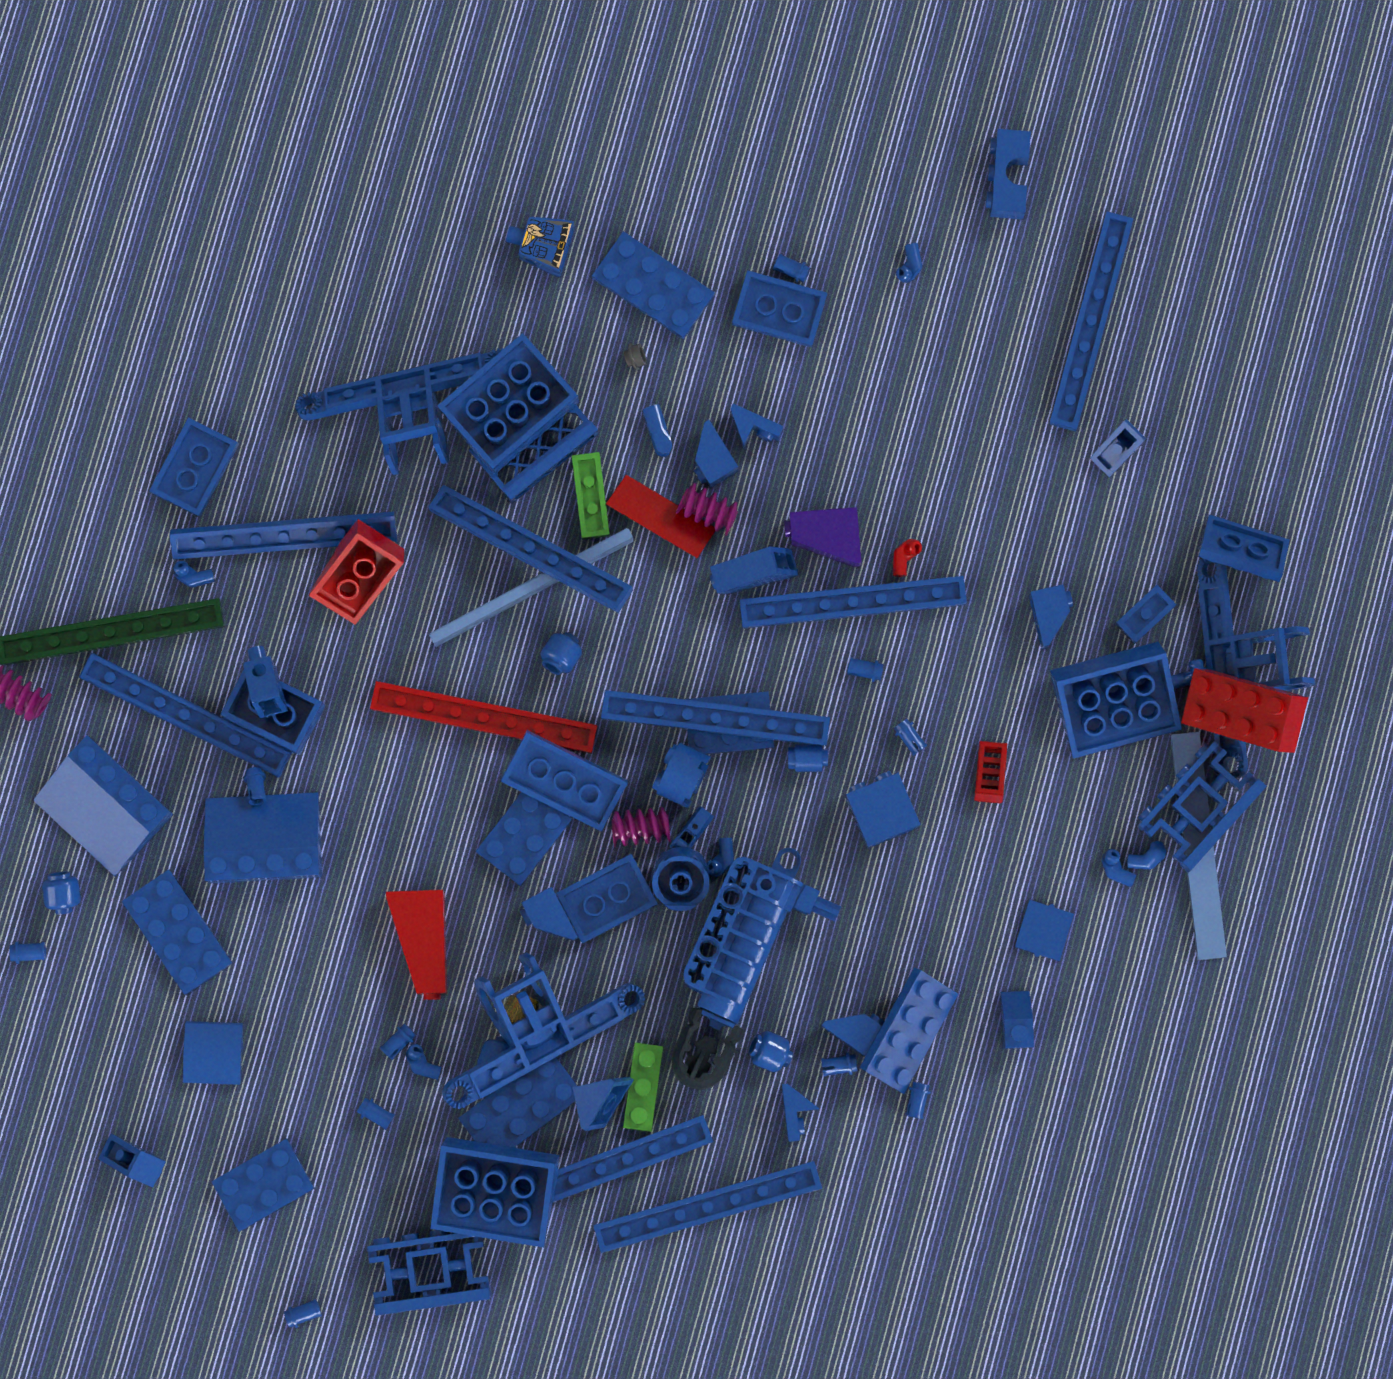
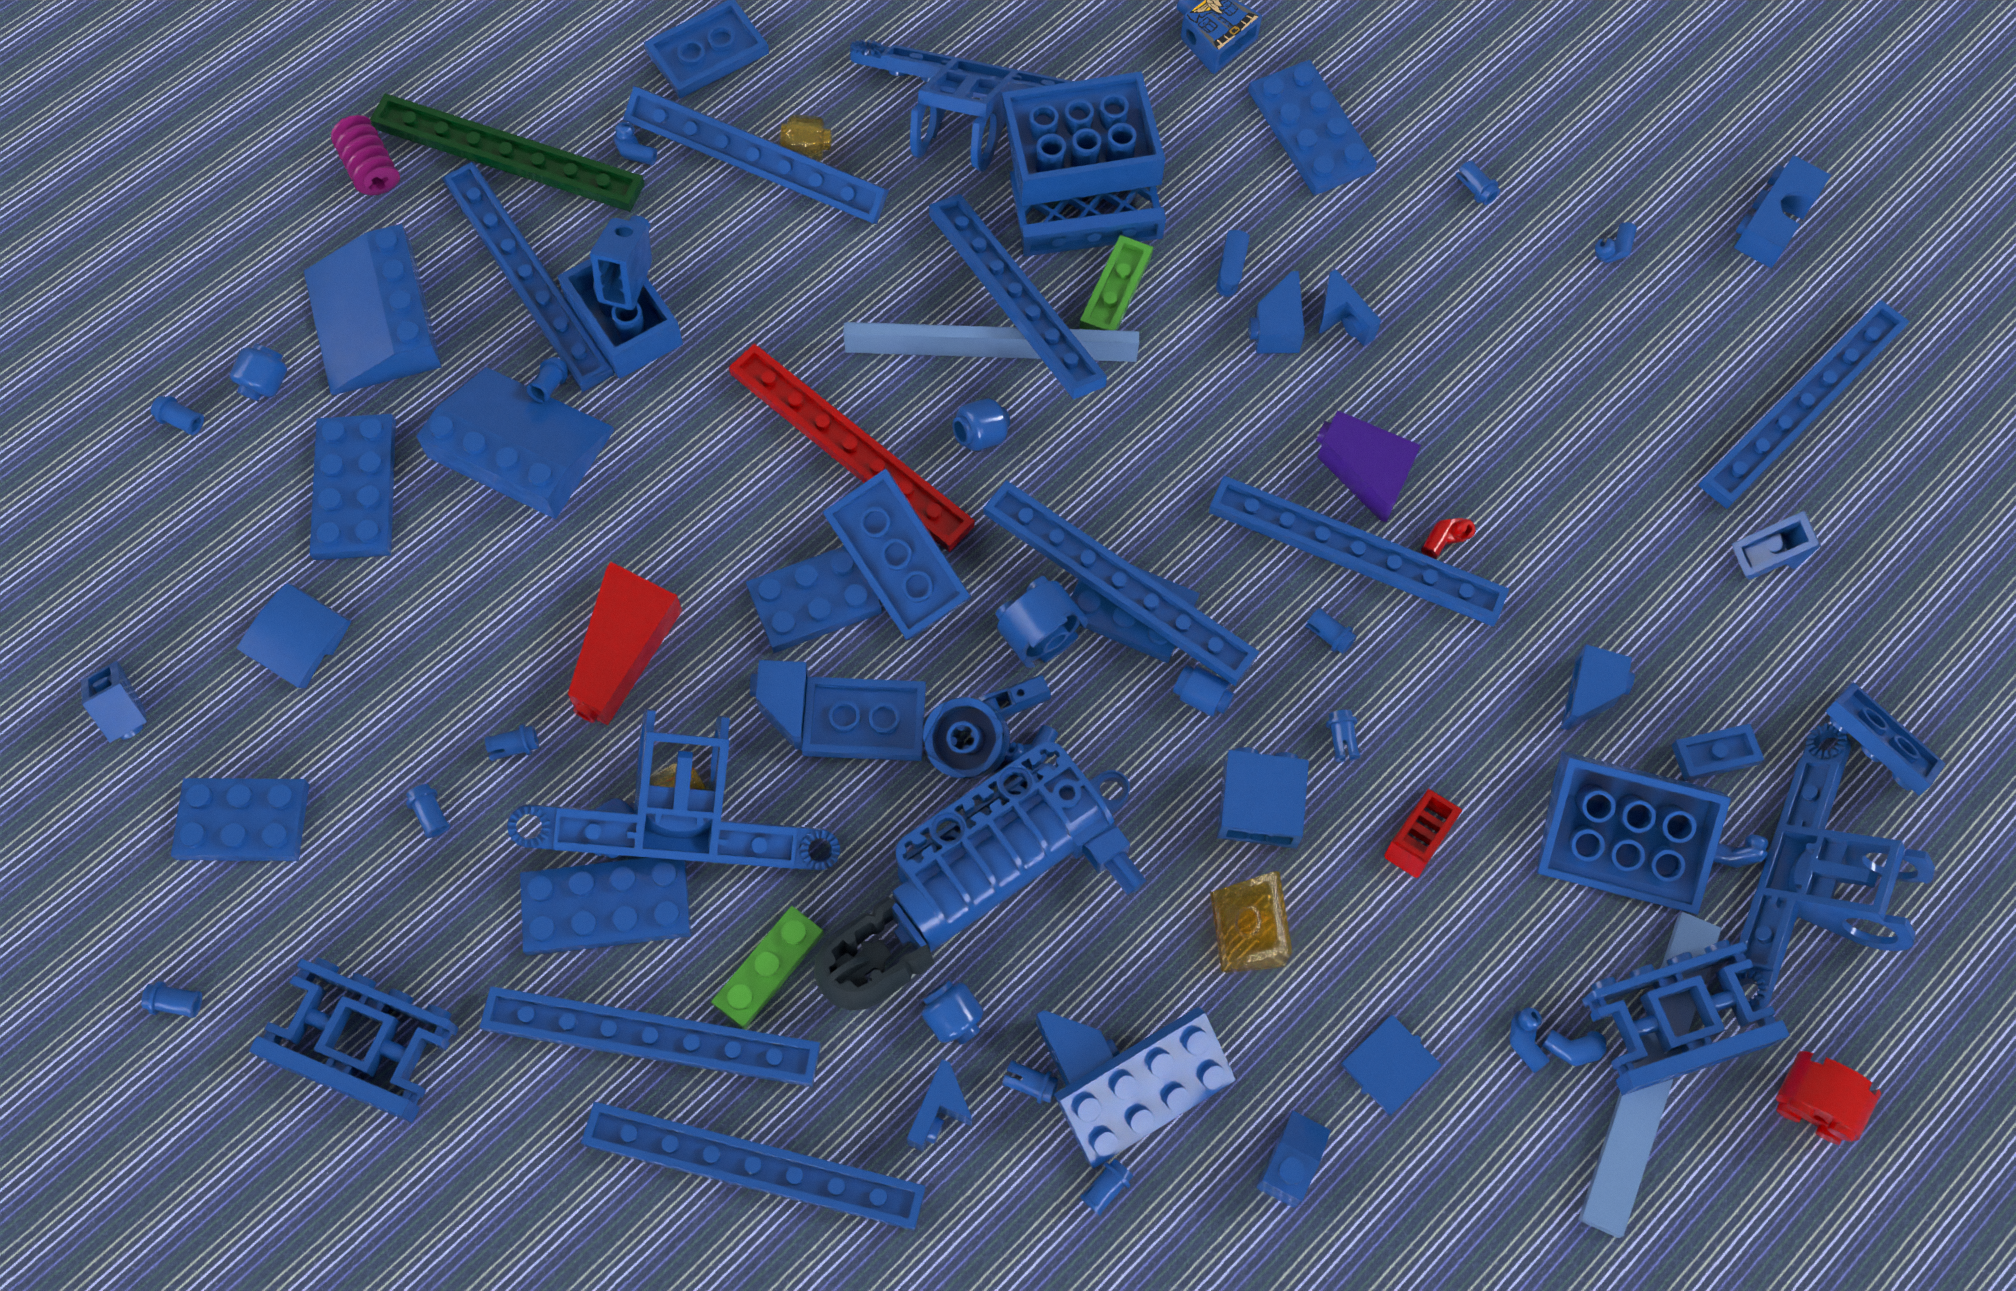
camera: 25 degrees right, 15 degrees down
(310, 501) = (806, 136): none -> clear yellow head
(357, 572) = (807, 224): red slope -> none
(419, 1064) = (519, 781): blue arm -> none
(494, 1191) = (497, 981): blue slope -> none
(599, 1100) = (700, 945): blue slope -> none
(635, 356) = (1251, 179): dark grey plate -> none
(640, 826) = (954, 658): magenta piece -> none
(660, 516) = (1184, 349): red sticker -> none
(708, 508) = (1242, 365): magenta piece -> none
(753, 570) = (1259, 452): blue slope -> none
(779, 308) = (1441, 213): blue plate -> none
(917, 894) = (1252, 924): none -> clear yellow slope
(1244, 710) = (1808, 922): red brick -> none
(1306, 808) = (1828, 1097): none -> red brick

